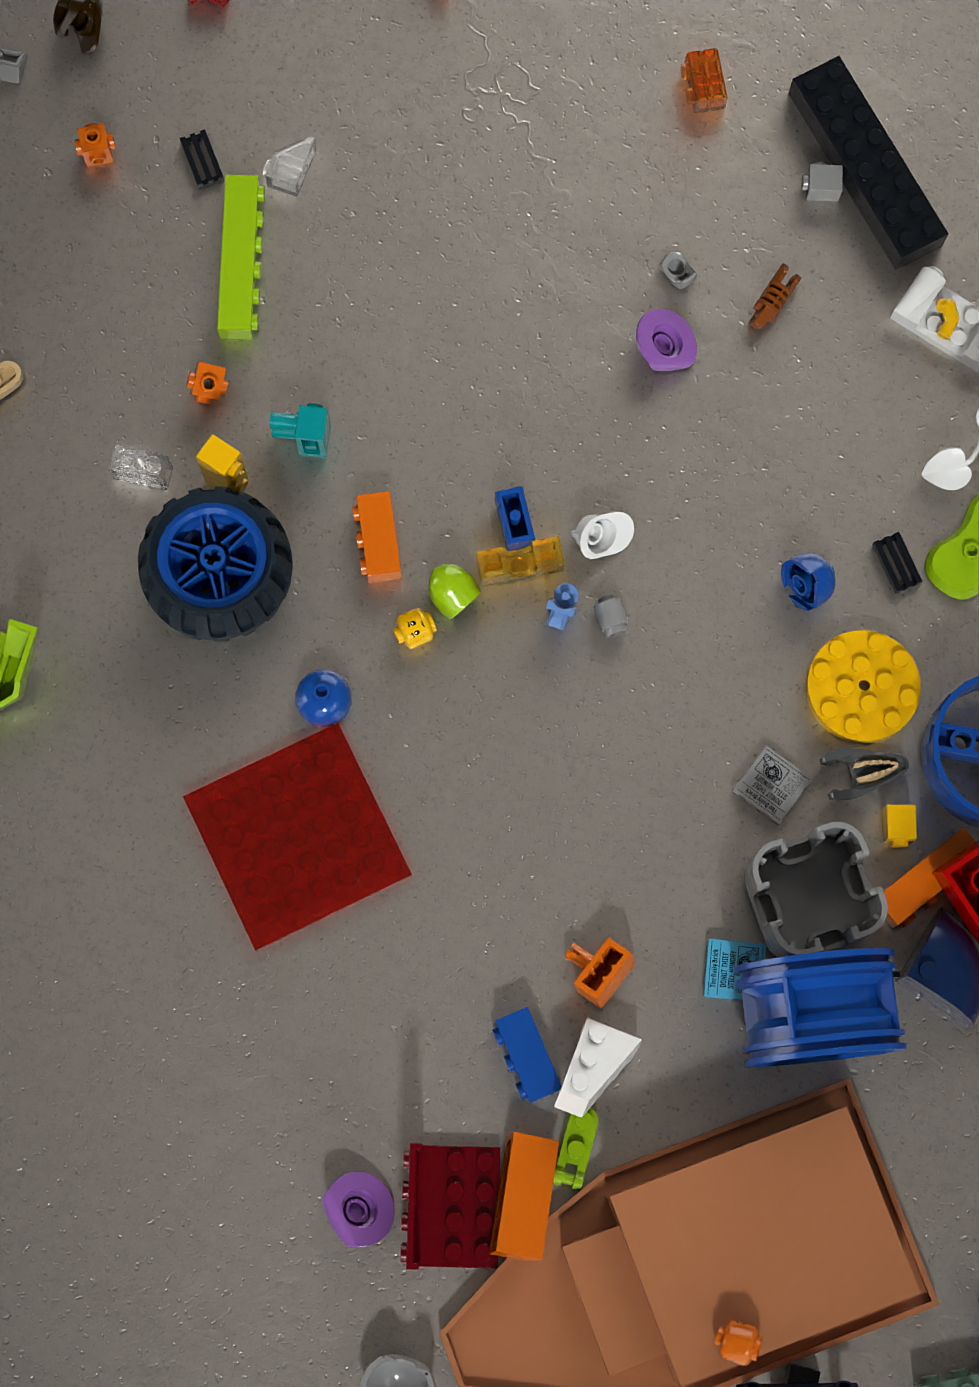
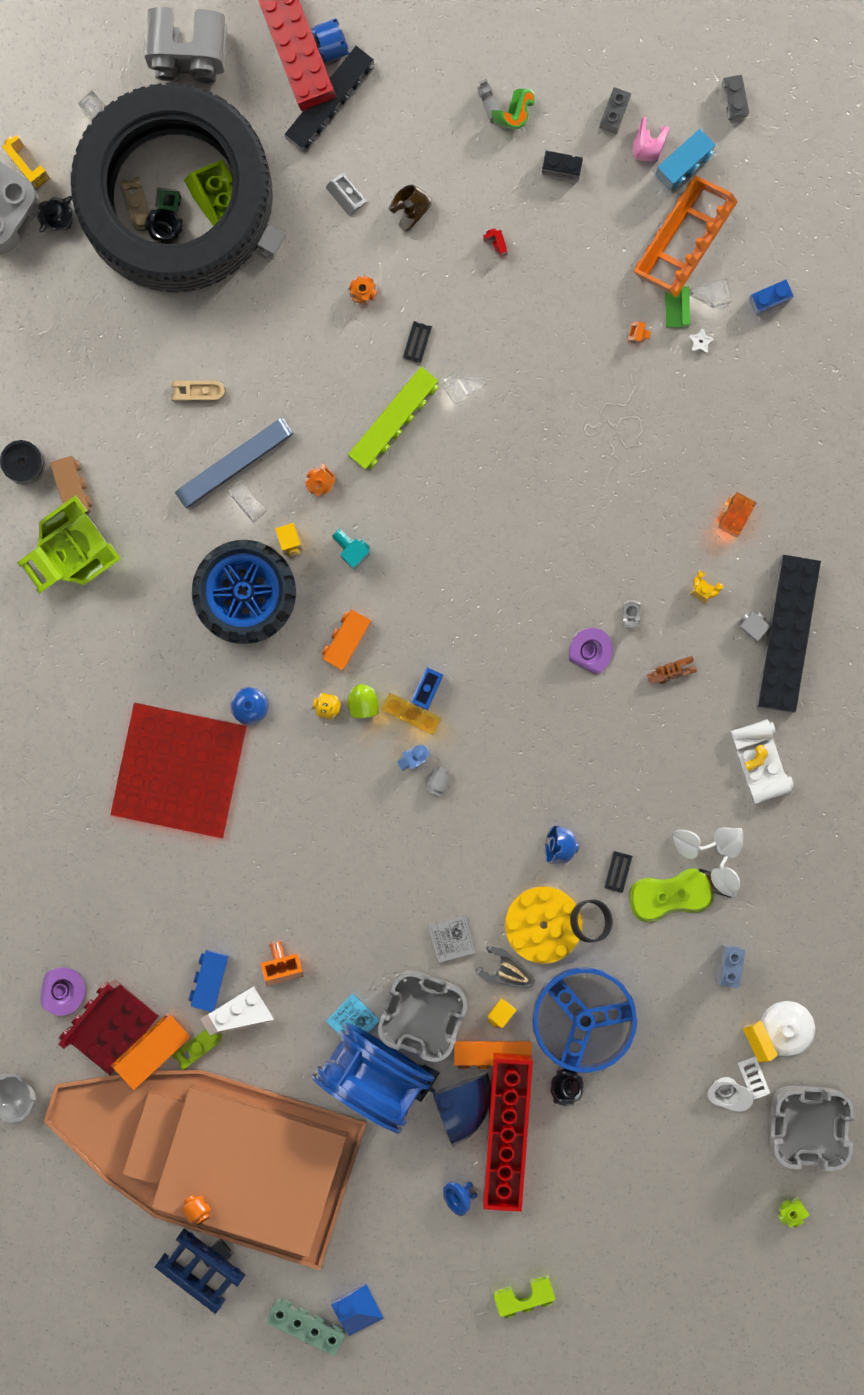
camera: 40 degrees right, 10 degrees up
(92, 438) = (234, 462): none -> sand blue beam
(604, 534) = (469, 733): white piece -> none
(736, 183) = (704, 591): none -> yellow piece
(928, 622) = (574, 921): none -> black tyre

